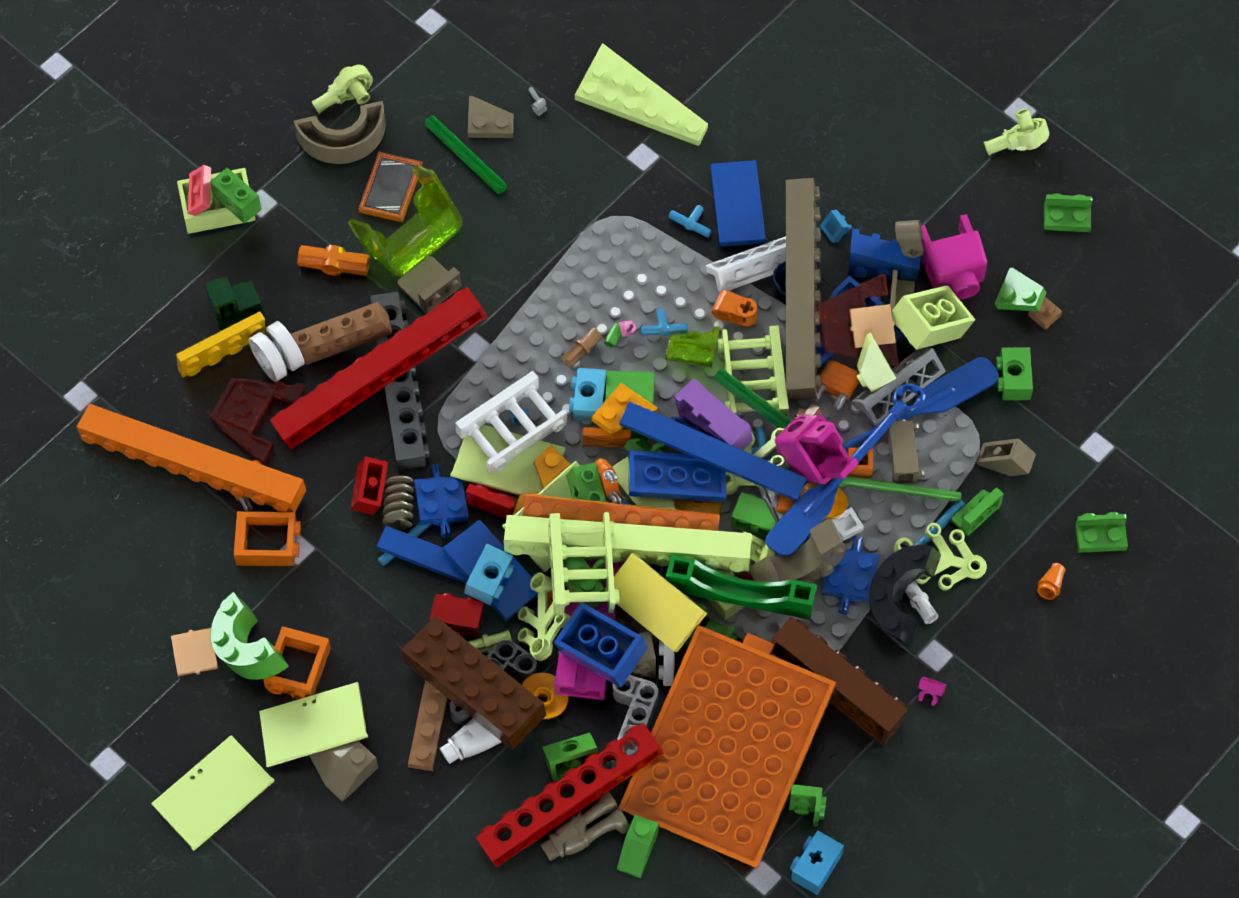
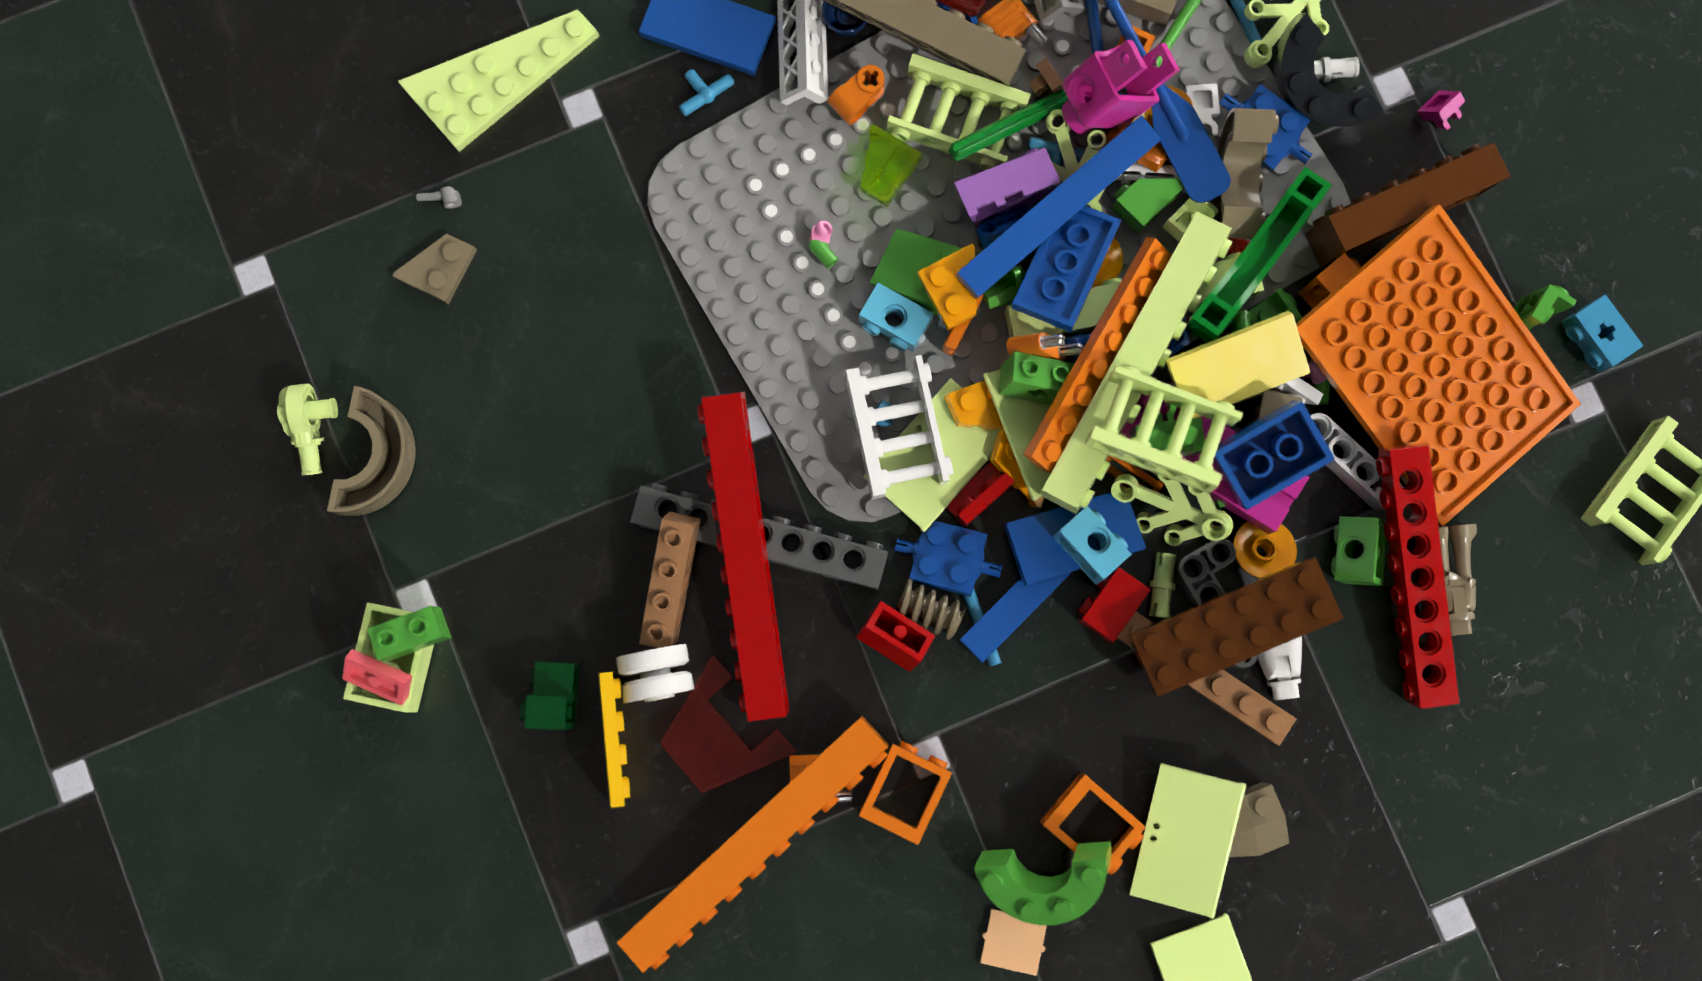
camera: 65 degrees left, 20 degrees up
(333, 260) = (549, 545): orange piece -> none
(390, 187) = (475, 429): tile -> none
(419, 236) = (562, 422): clear neon green windscreen -> none
(430, 283) = (640, 441): dark tan bracket -> none
(465, 154) = (474, 317): green axle -> none
(581, 347) = (823, 298): medium nougat axle -> none
(637, 846) = (1497, 523): bright green slope -> none
(663, 327) = (841, 190): dark azure piece -> none

